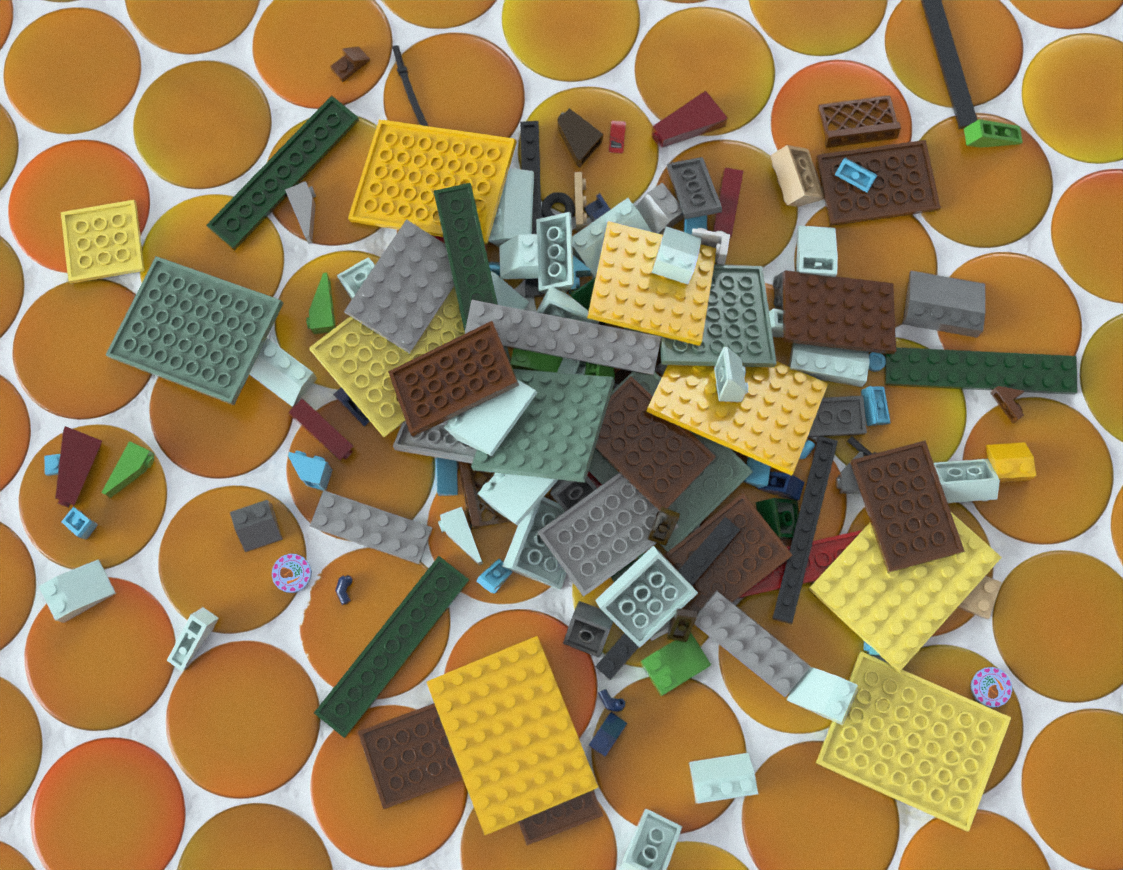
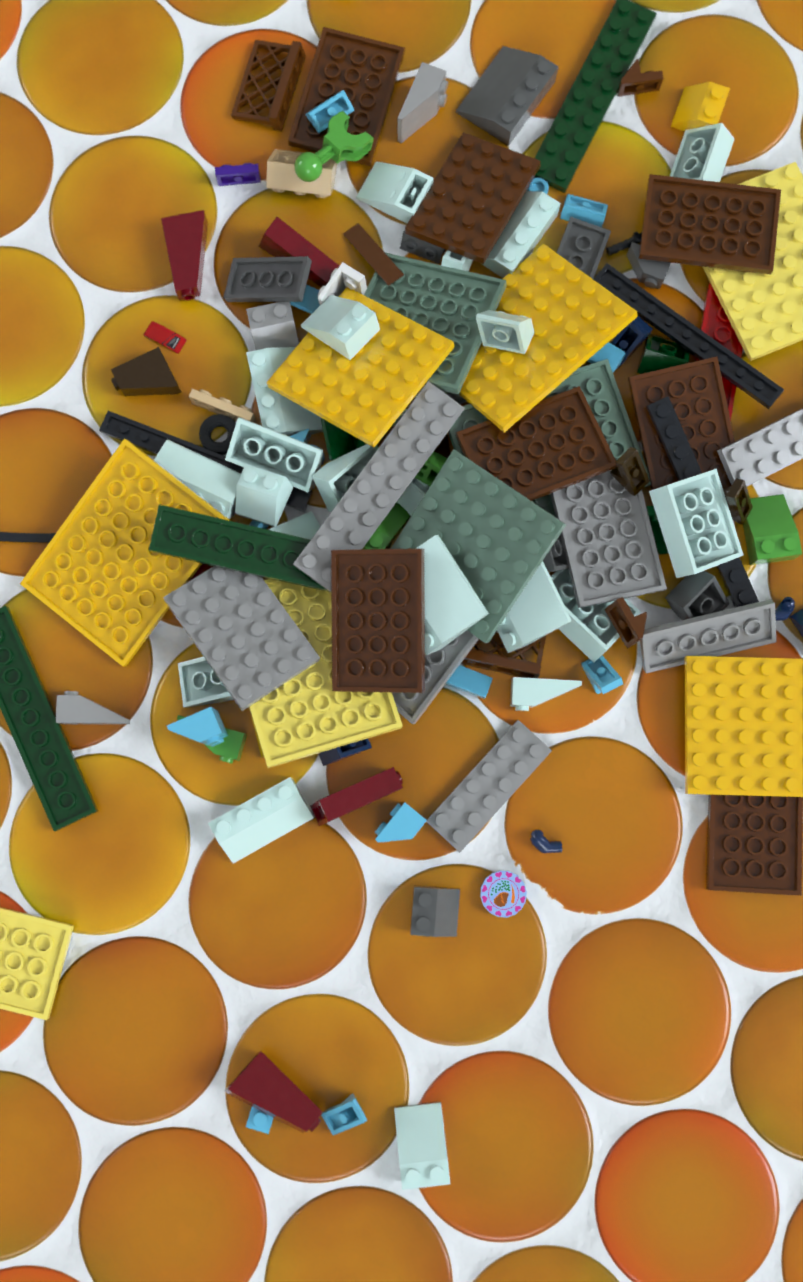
camera: 70 degrees left, 5 degrees up
(130, 466) = (302, 1027): bright green slope -> none
(192, 638) = (531, 1033): light aqua slope -> none
(195, 329) = (177, 892): sand green plate -> none
(321, 291) = (202, 727): none -> medium azure slope
(391, 647) = (631, 817): dark green plate -> none
(539, 578) = (628, 627): none -> reddish brown slope
(562, 648) = (709, 635): none -> light grey plate
(597, 208) = (241, 391): dark blue panel -> none
(756, 258) = (373, 254): none -> reddish brown sticker
(768, 126) = (237, 175): none -> dark purple plate
(827, 191) = (337, 145): none -> bright green piece
(901, 239) = (423, 100): none -> light grey slope

